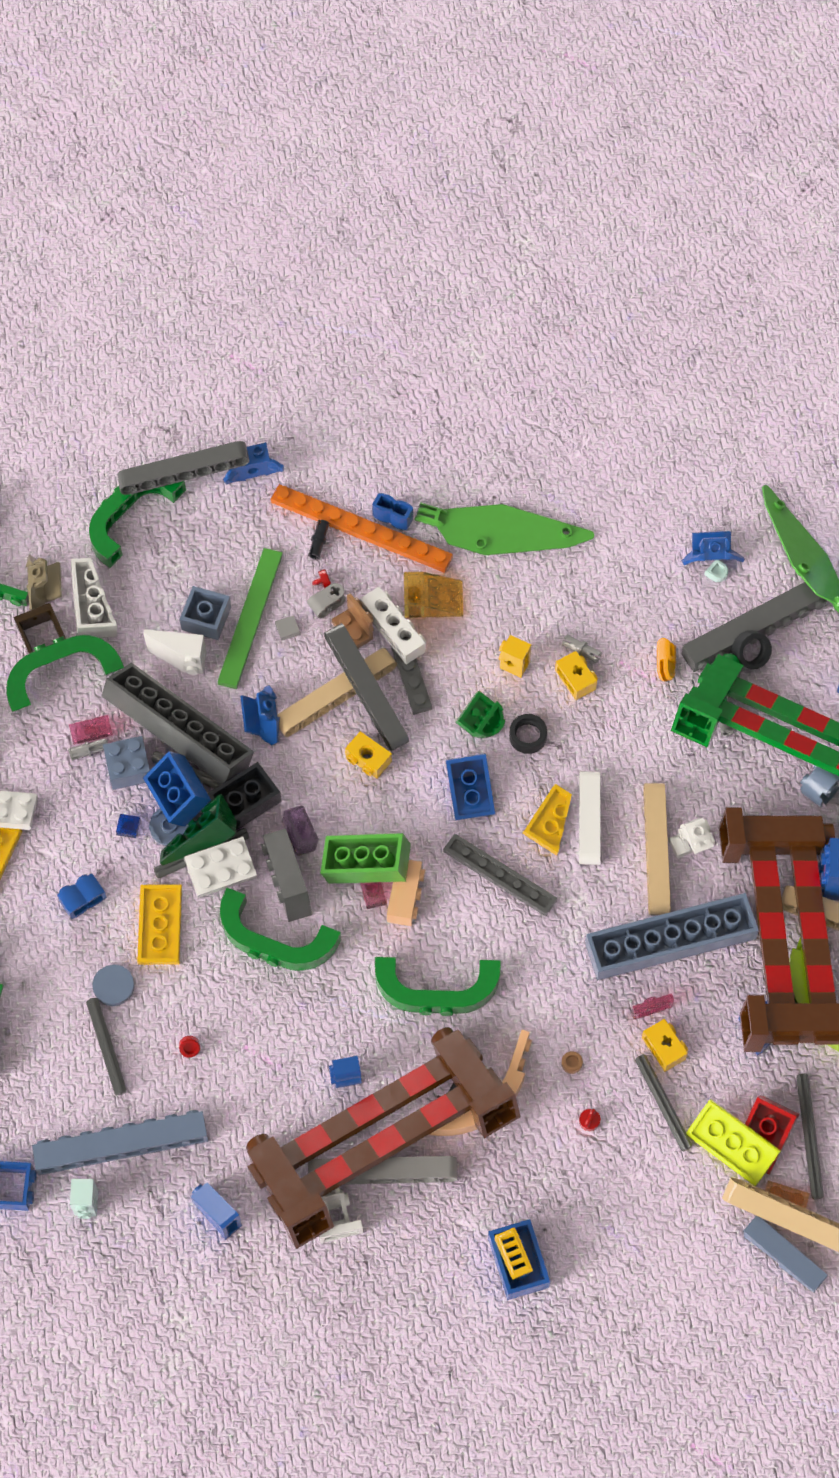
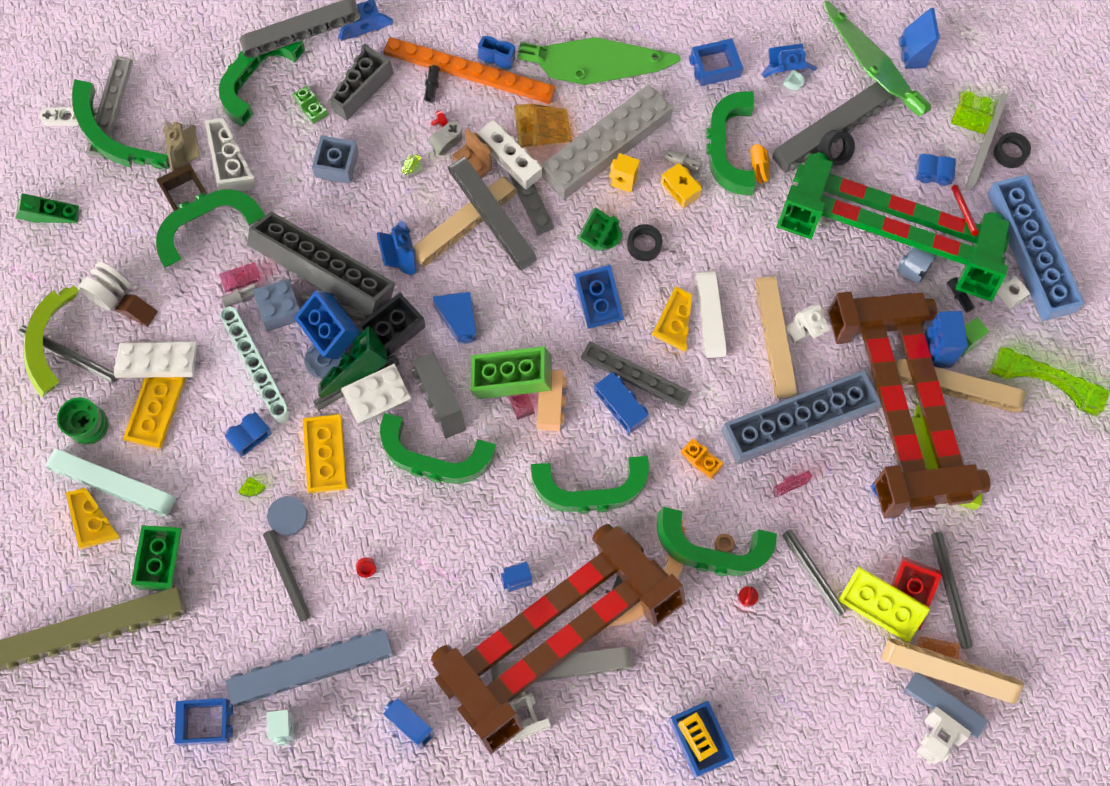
camera: 10 degrees left, 5 degrees up
(79, 952) = (251, 488): none -> clear neon green tile
(97, 832) = (258, 372): none -> light aqua beam
(128, 826) = (285, 363): clear blue plate -> none
(180, 650) = (315, 195): white slope -> none
(184, 550) = (309, 104): none -> bright green slope
(243, 530) = (361, 82): none -> dark grey wedge
(250, 618) = (377, 161): bright green tile -> none
(285, 625) = (410, 163): none -> clear neon green tile
(300, 830) = (446, 352): clear purple brick -> none
(317, 792) = (457, 315): none -> blue slope
(364, 745) = (496, 267): yellow brick -> none
(480, 902) = (621, 402): none -> blue brick
(500, 617) = (605, 140): none -> light grey brick
(551, 1075) = (707, 559): none -> green arch
(559, 970) = (701, 458): none -> light orange slope
(627, 669) = (726, 175): none -> green arch
(632, 558) = (705, 78): none -> blue window
(666, 1056) = (811, 528): yellow brick -> none
(764, 1294) = (932, 746): none -> white tile

